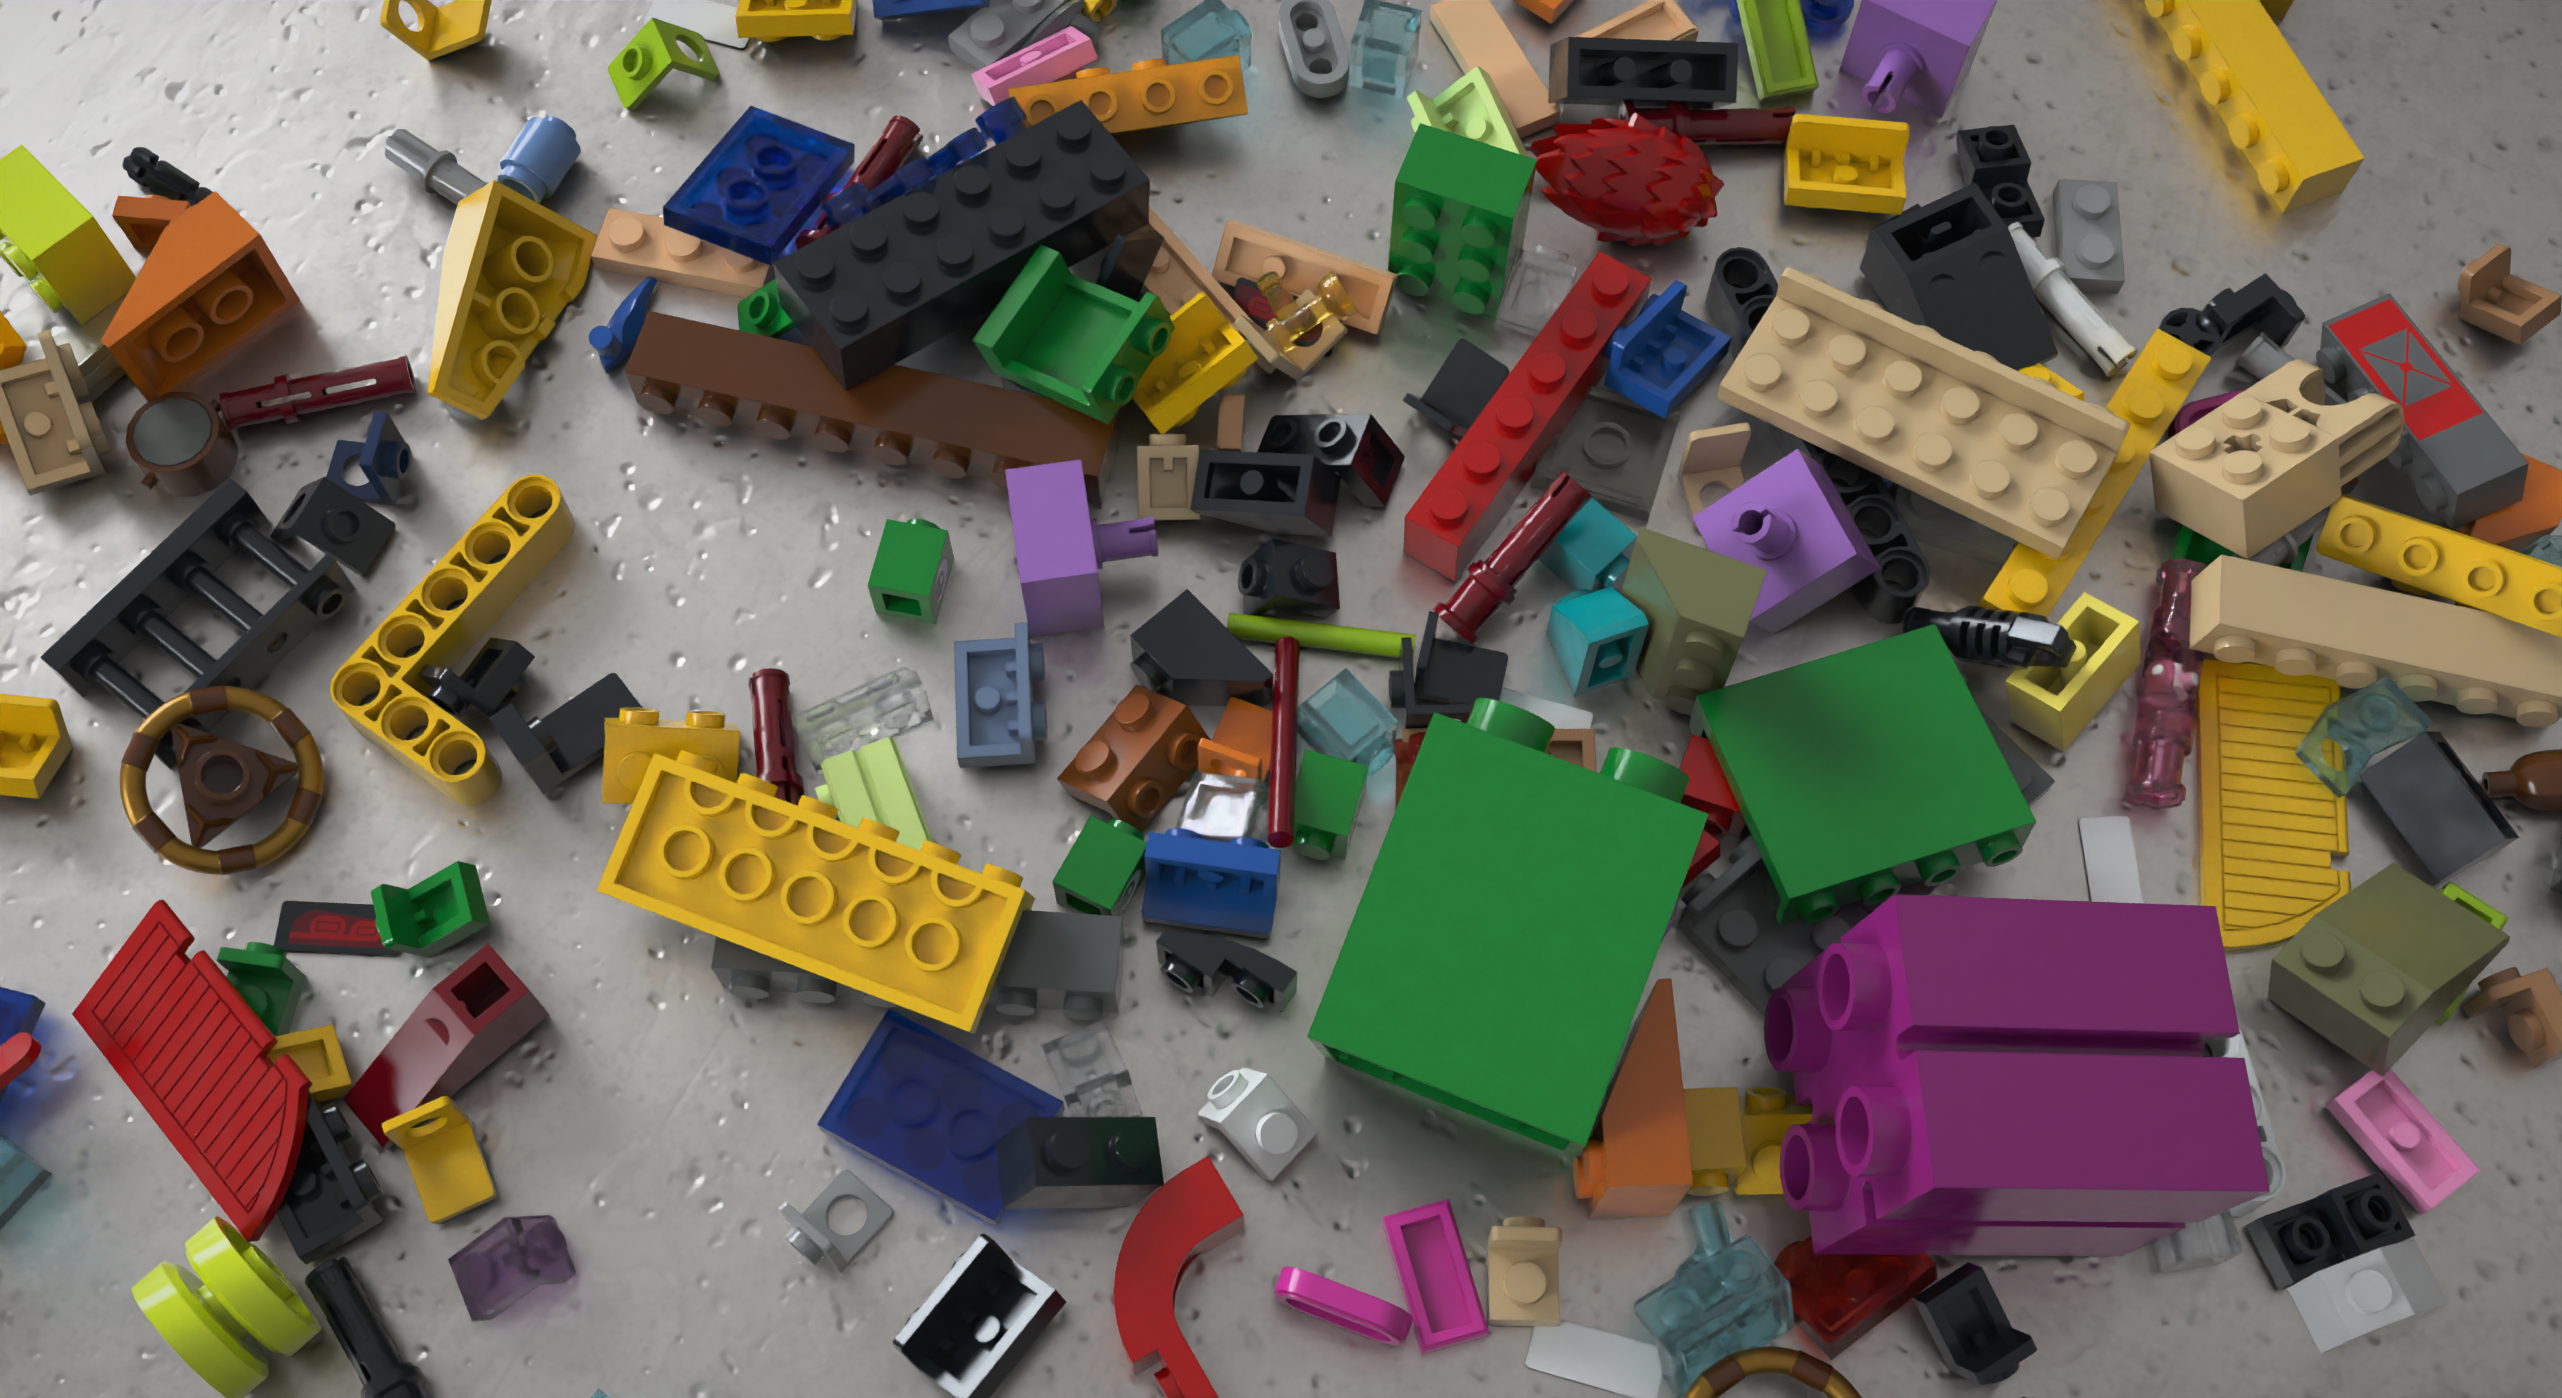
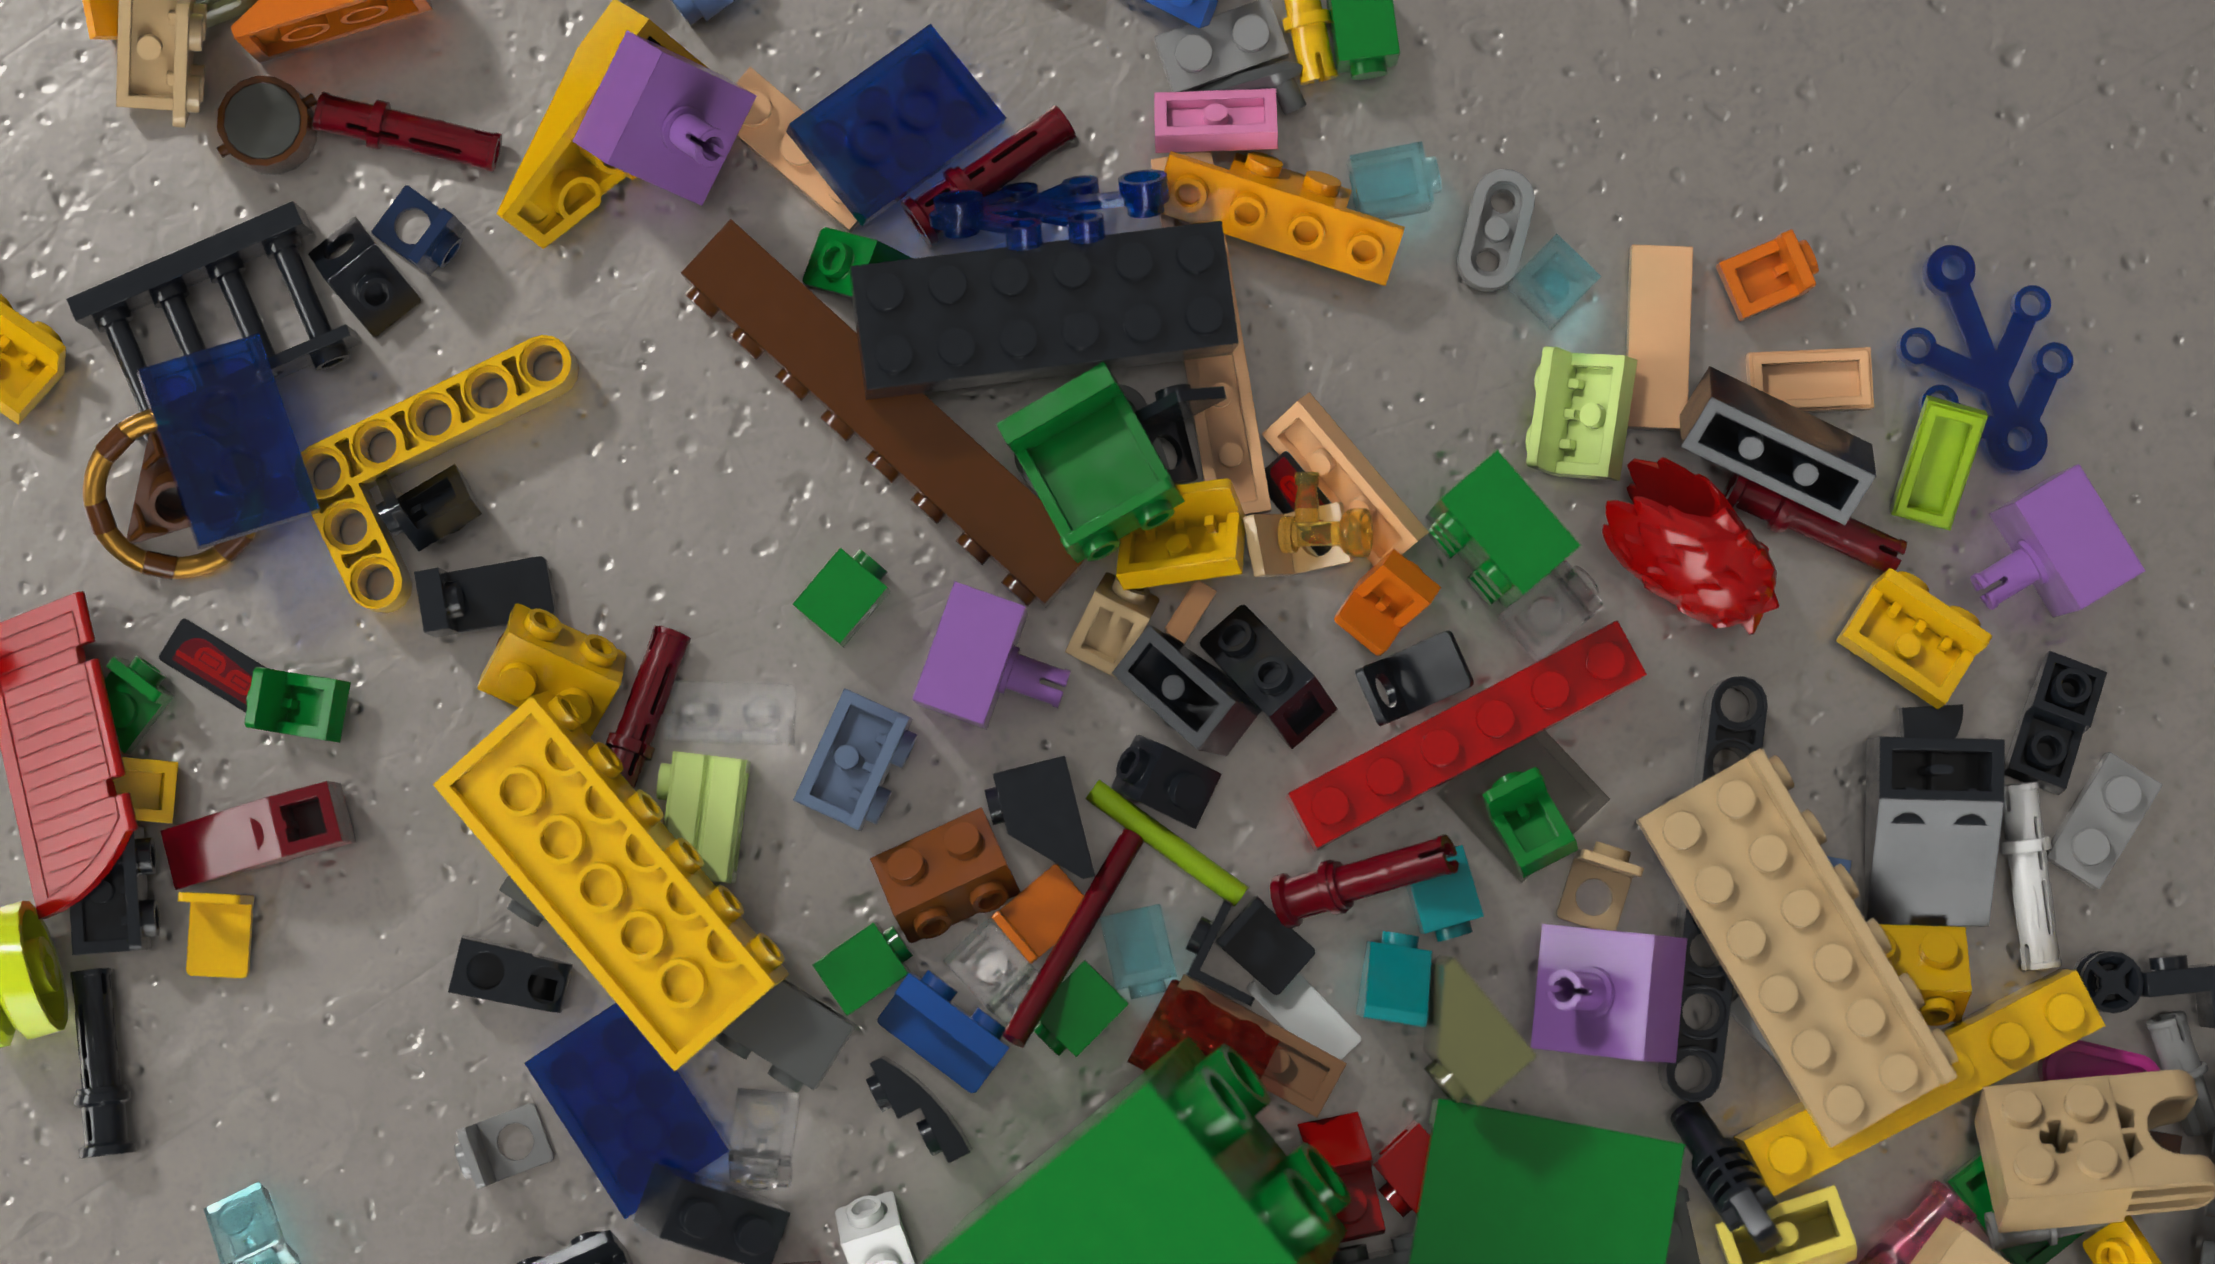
camera: 30 degrees right, 20 degrees up
(251, 688) = (228, 441): none -> clear blue plate
(510, 1263) = (235, 1044): clear purple bracket -> none
(547, 254) = (664, 118): none -> medium lavender brick
(622, 331) = (692, 217): blue bar -> none
(761, 1052) = (509, 975): none -> black leg
(1395, 341) = (1386, 601): none -> orange bracket
(1624, 447) = (1528, 821): none -> green bracket
(1663, 353) = (1623, 744): blue bracket -> none

